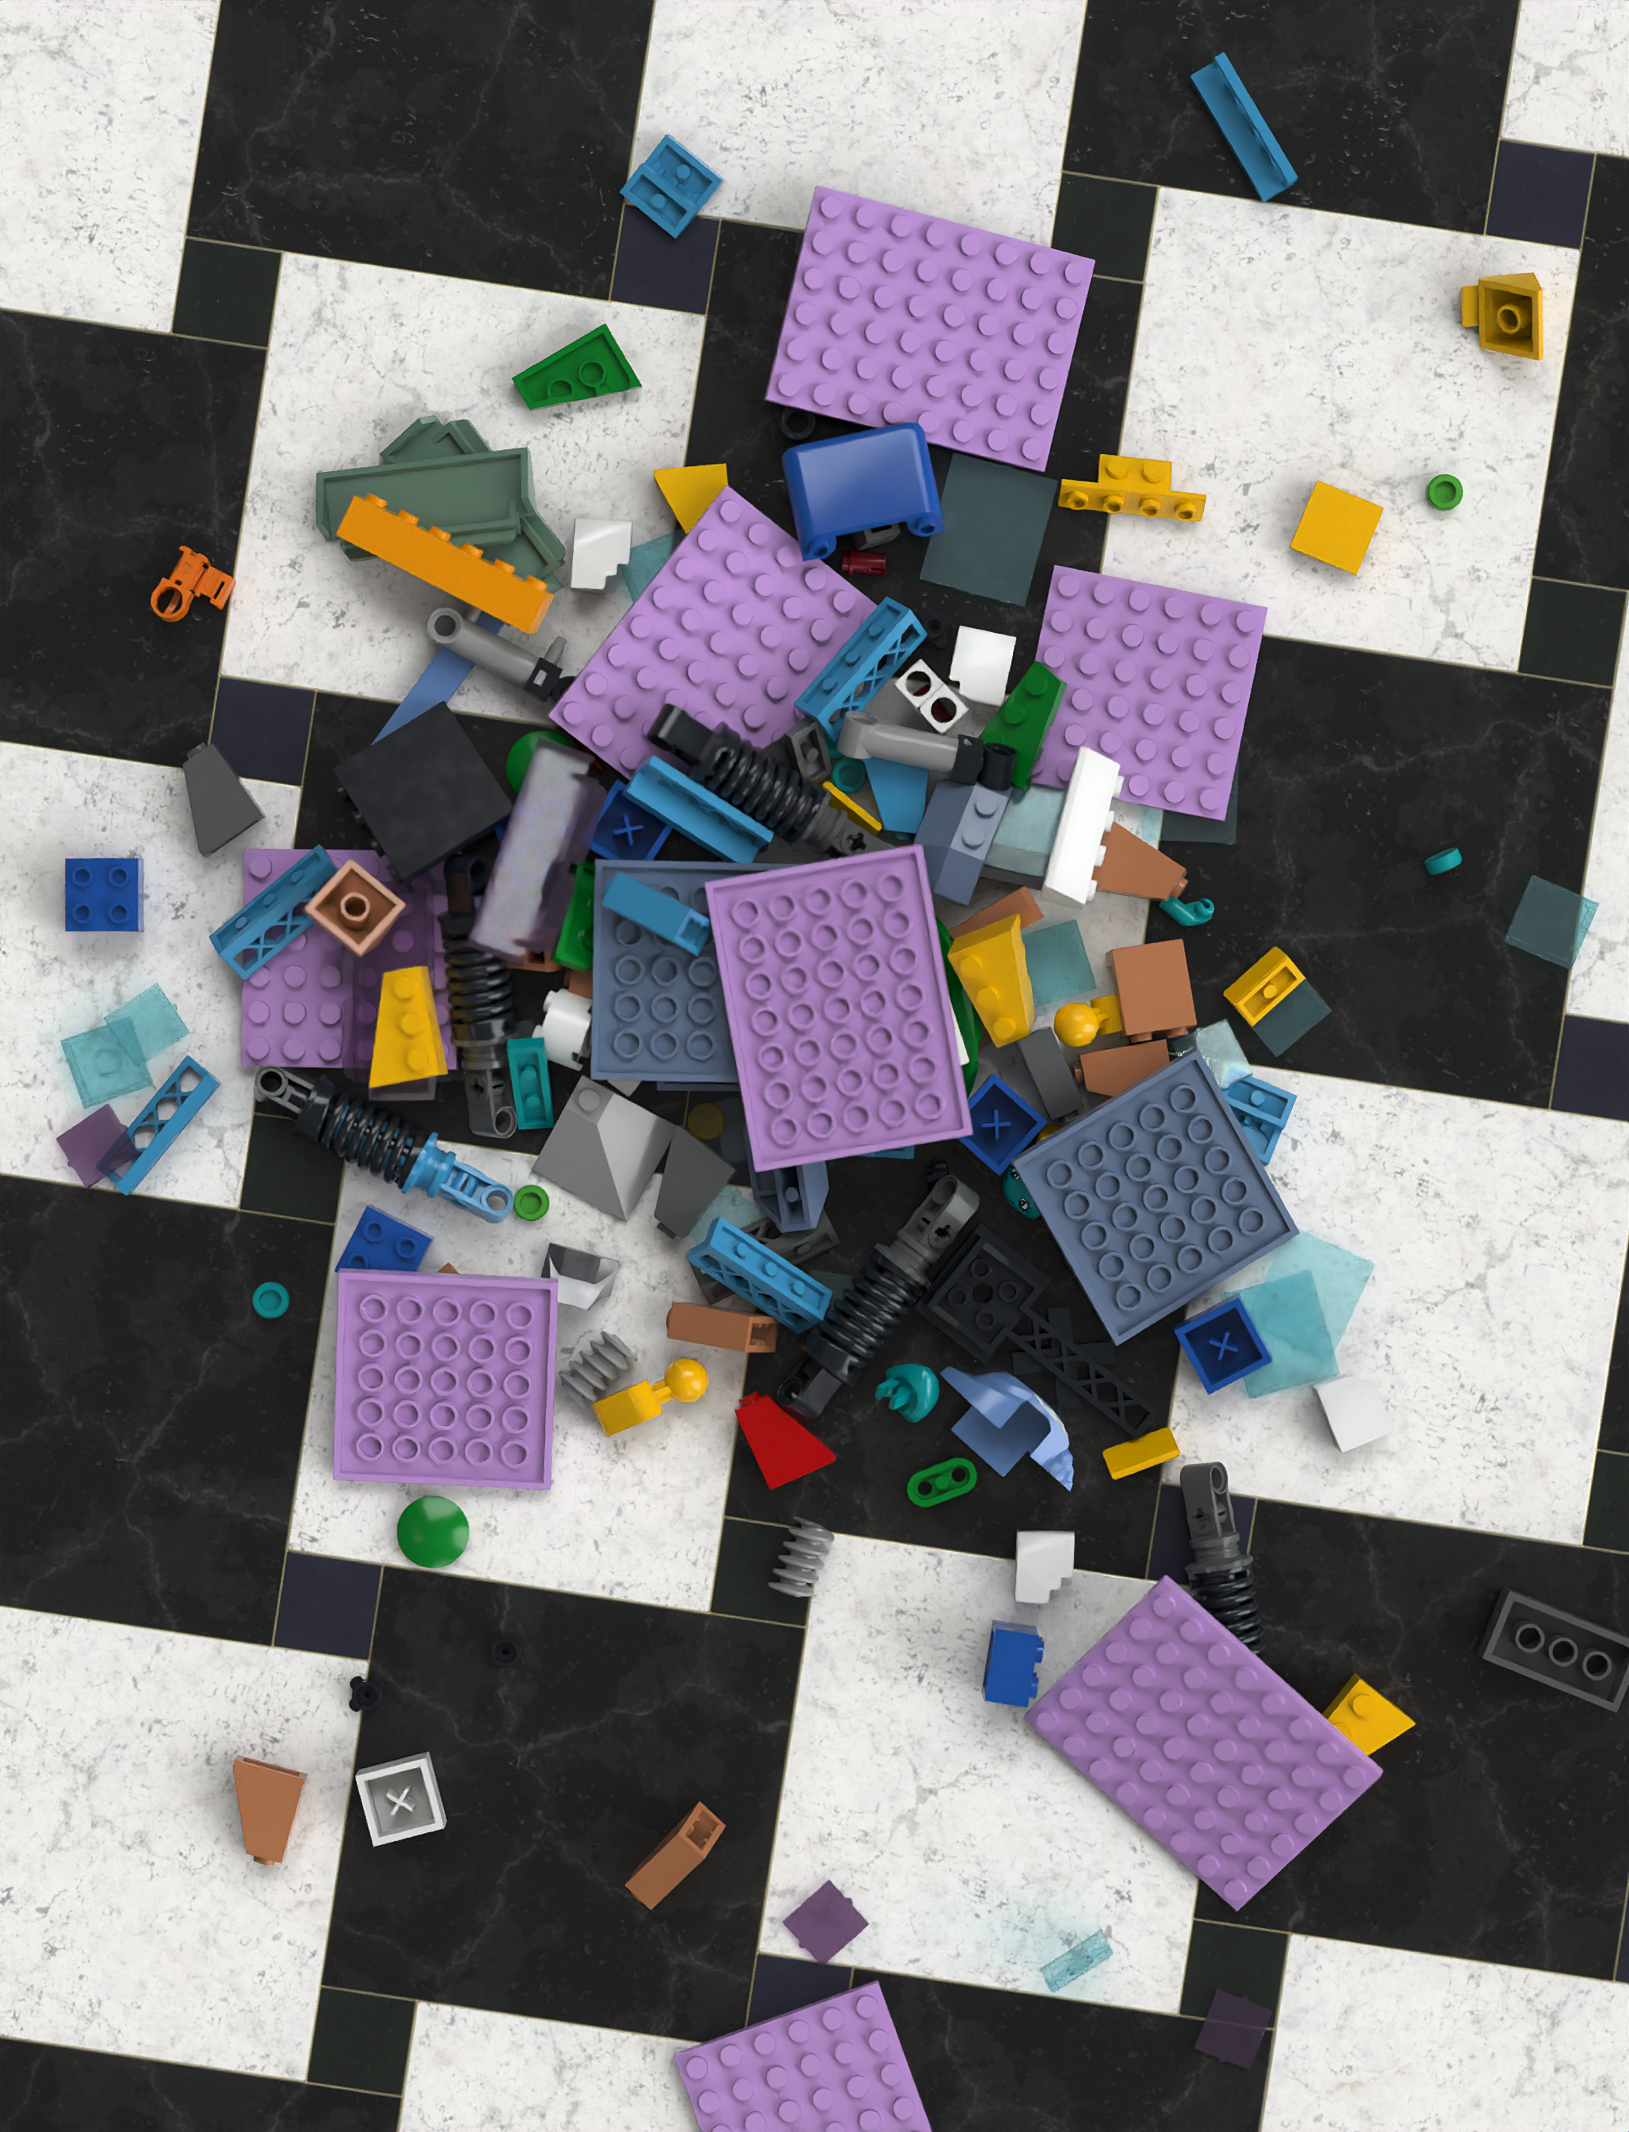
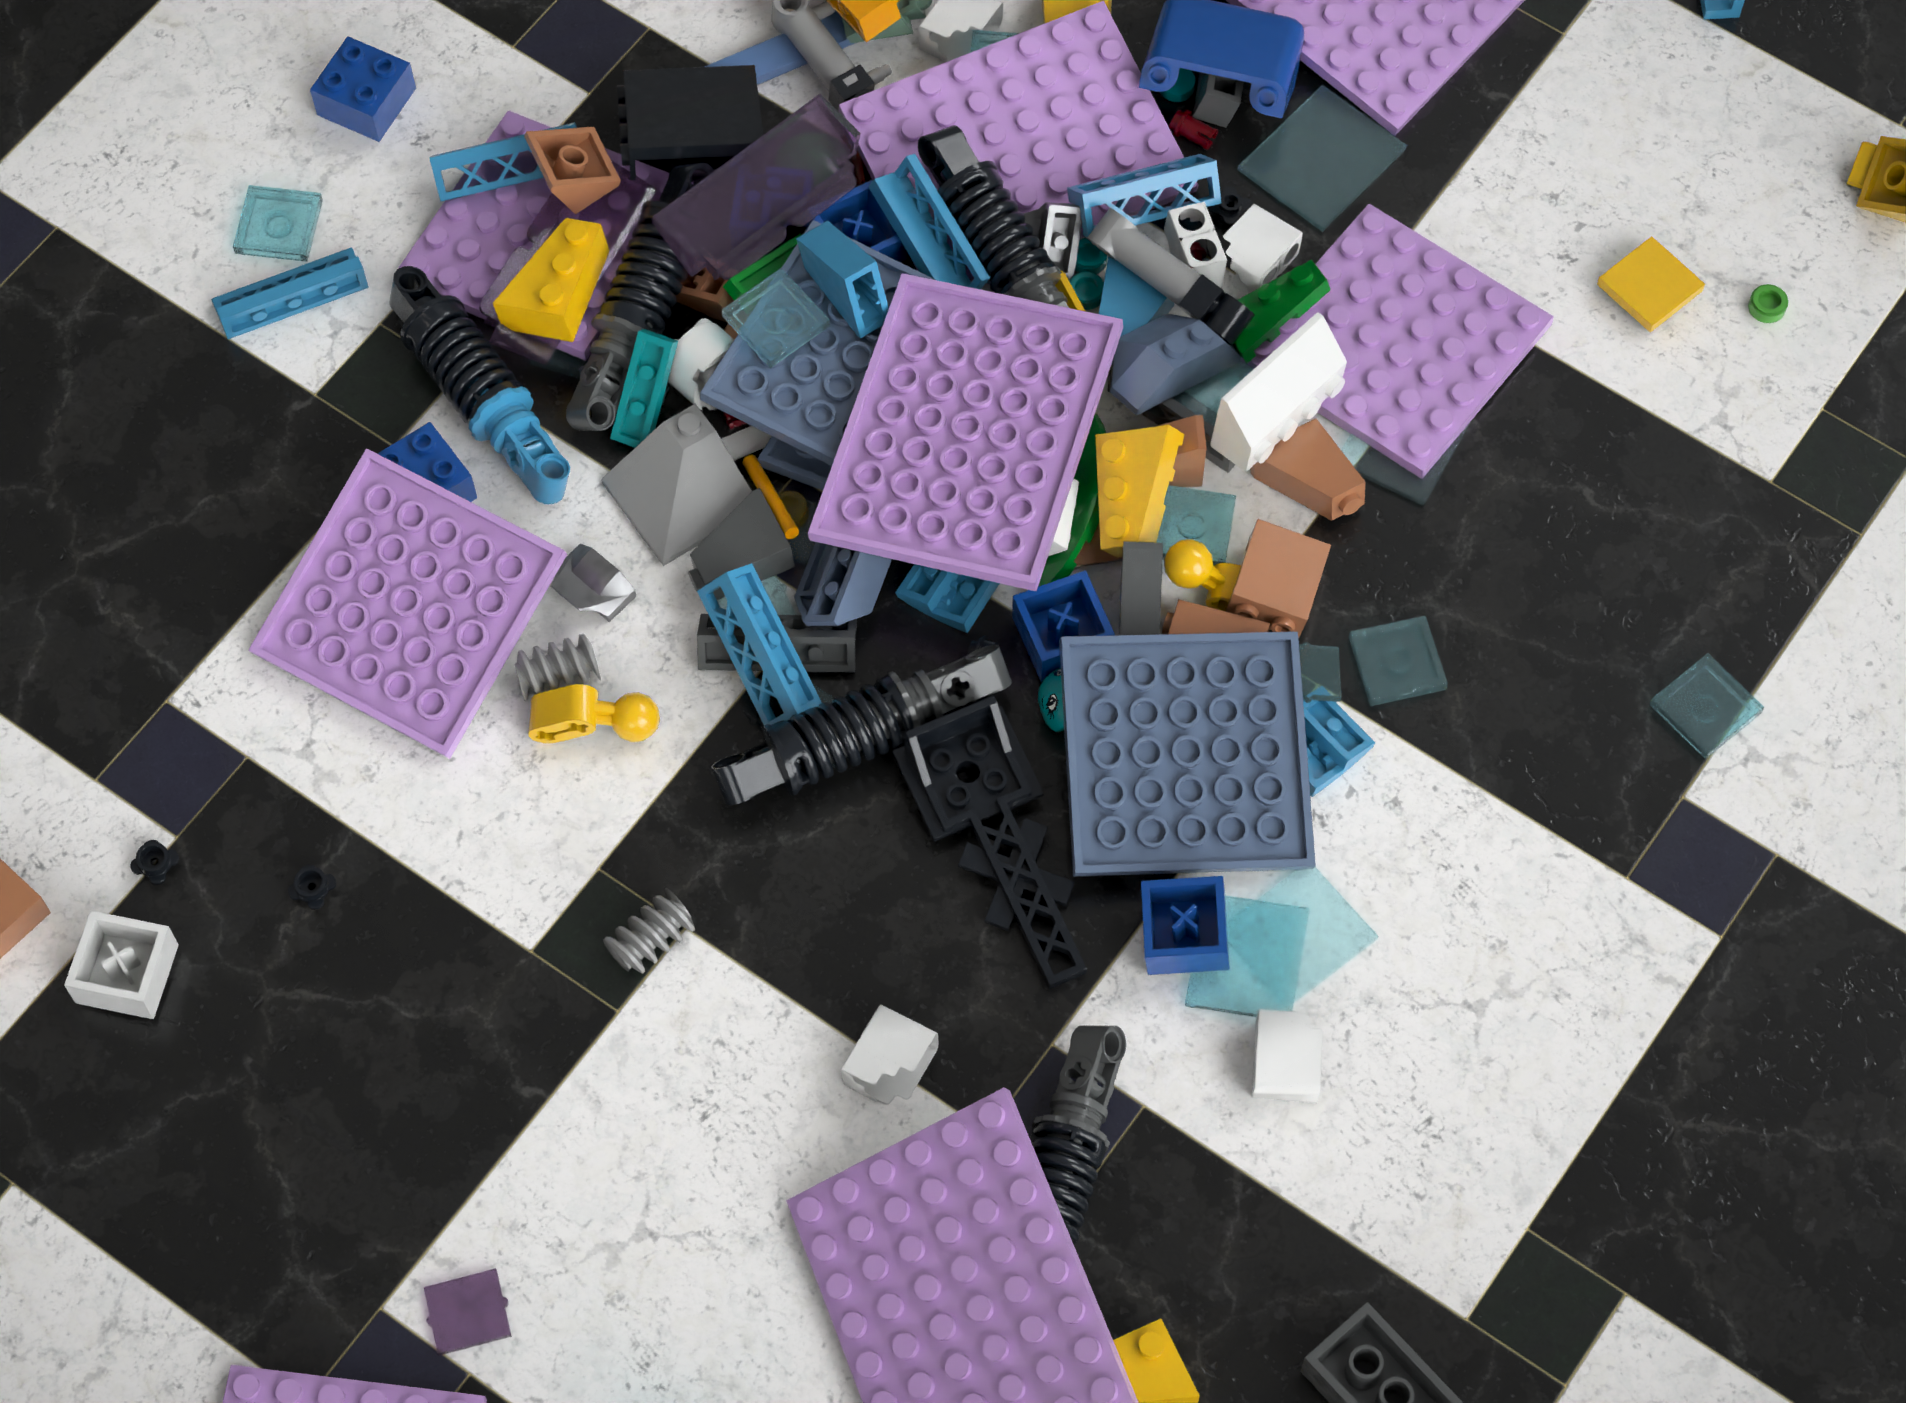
camera: 25 degrees right, 25 degrees down
(97, 1146) = (223, 281): clear purple piece -> none
(146, 1025) = (332, 206): clear light blue piece -> none
(217, 799) = (507, 64): dark grey slope -> none
(271, 1299) = (294, 478): teal tile -> none
(432, 1531) = (311, 745): green dish -> none
(531, 1202) = (584, 506): bright green tile -> none
(618, 977) = (775, 317): none -> clear light blue tile
(675, 1856) = (354, 1156): nougat slope -> none
(687, 1122) = (778, 508): none -> light orange bar
(722, 1327) = (700, 687): nougat slope -> none
(780, 1441) = (693, 818): red slope -> none
(911, 1389) = (849, 826): teal piece -> none
(942, 1482) = (832, 929): green plate -> none
(1009, 1422) = (931, 903): medium blue animal -> none
(1011, 1664) = (803, 1127): blue brick -> none
(1133, 488) = (1471, 177): yellow bracket -> none
(1141, 1453) = (1046, 1004): yellow slope -> none
(1190, 913) = (1346, 541): teal arm -> none
(1264, 985) = (1391, 629): yellow slope -> none
(1443, 861) = (1623, 600): teal tile -> none

